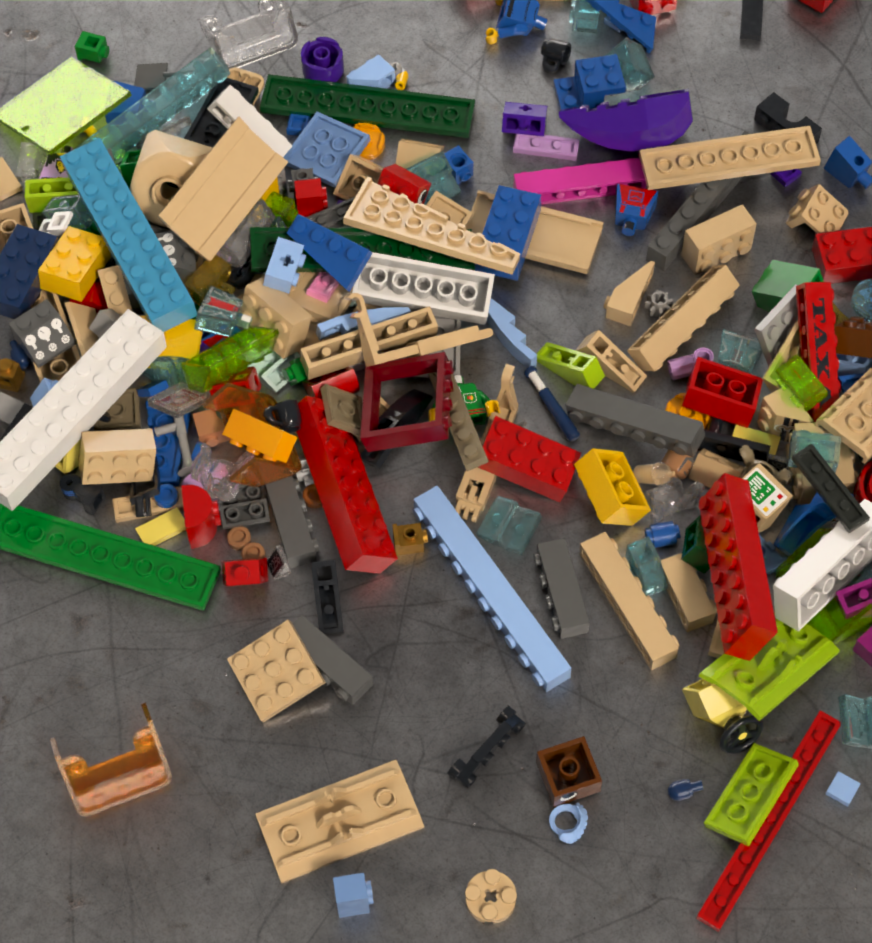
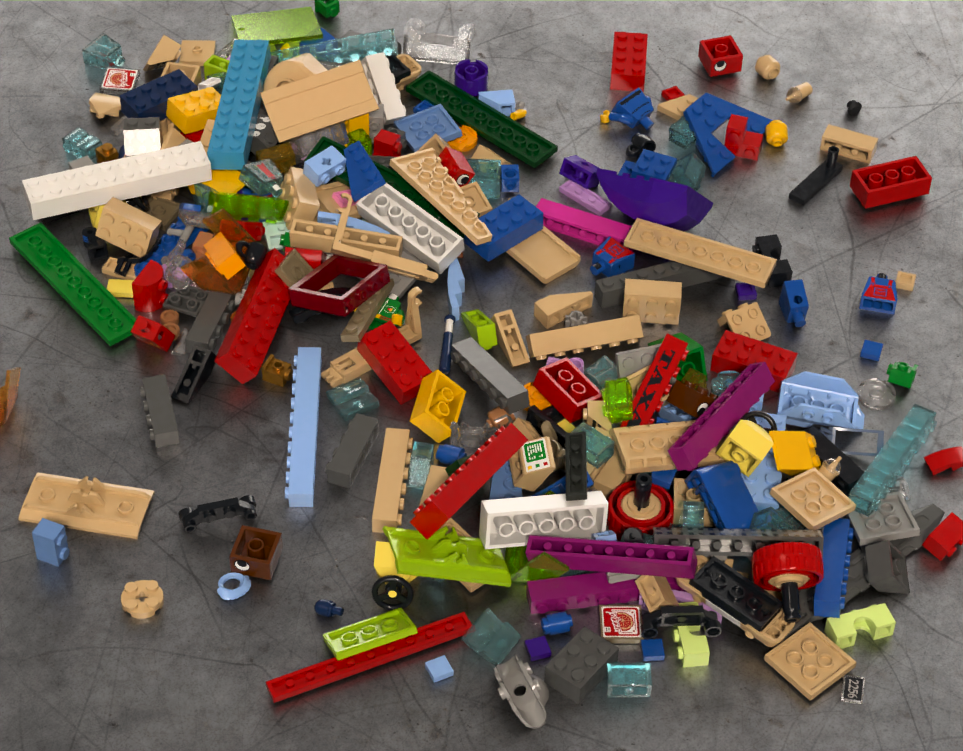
camera: 30 degrees right, 15 degrees down
(276, 670) = (121, 397): tan plate -> none
(653, 473) = (477, 415): piece -> none

